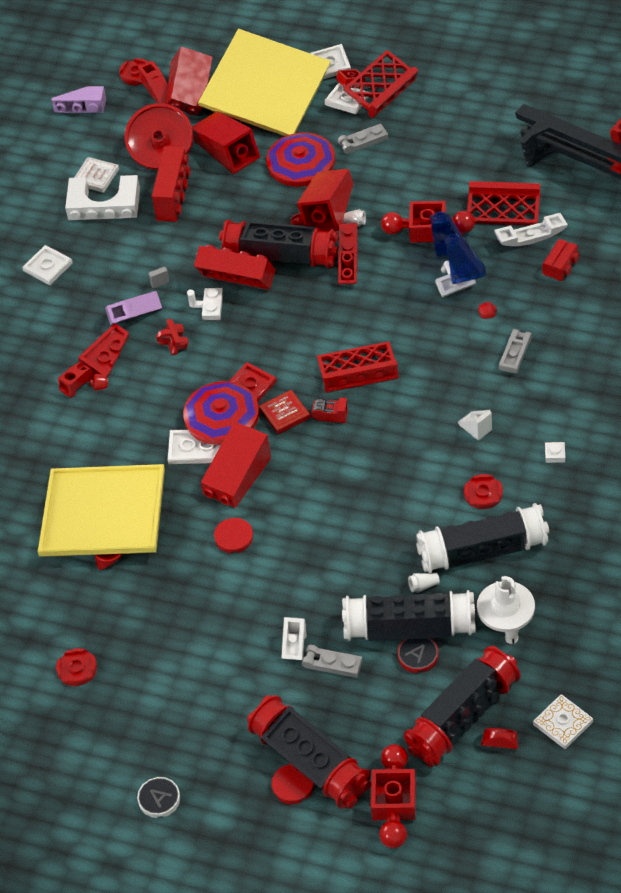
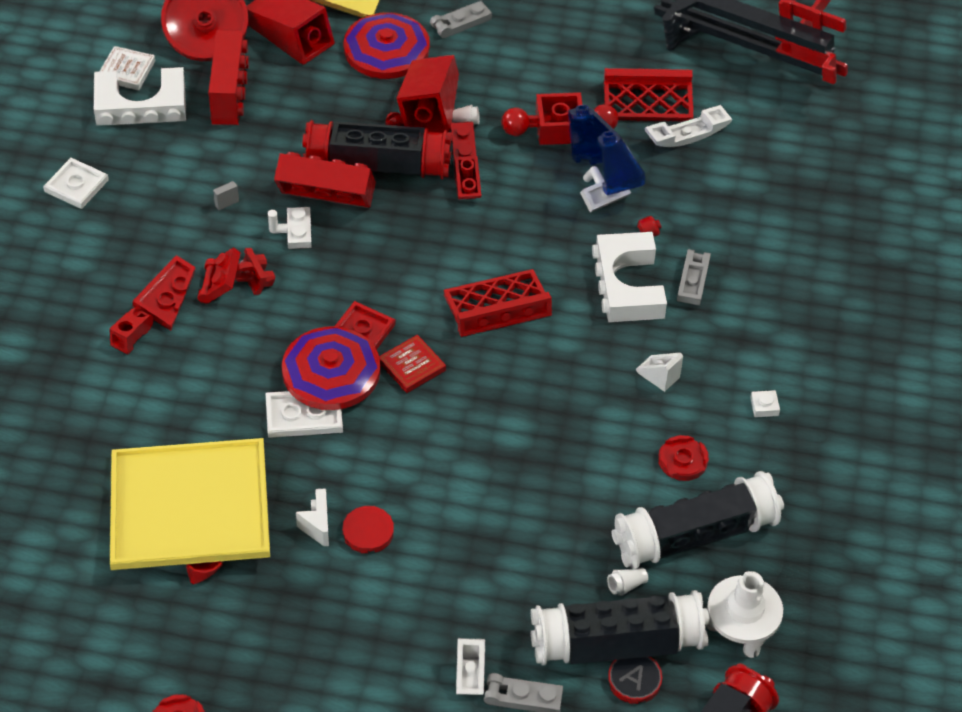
camera: 15 degrees left, 0 degrees up
(98, 381) = (161, 332): red piece -> none
(133, 307) = (196, 235): lavender slope -> none
(145, 339) = (219, 275): none -> red plate
(195, 527) = (315, 521): none -> white slope
(236, 464) = (361, 435): red slope -> none
(330, 410) = (471, 359): red leg -> none
(456, 368) = (621, 300): none -> white arch
(560, 260) = (731, 163): red brick -> none

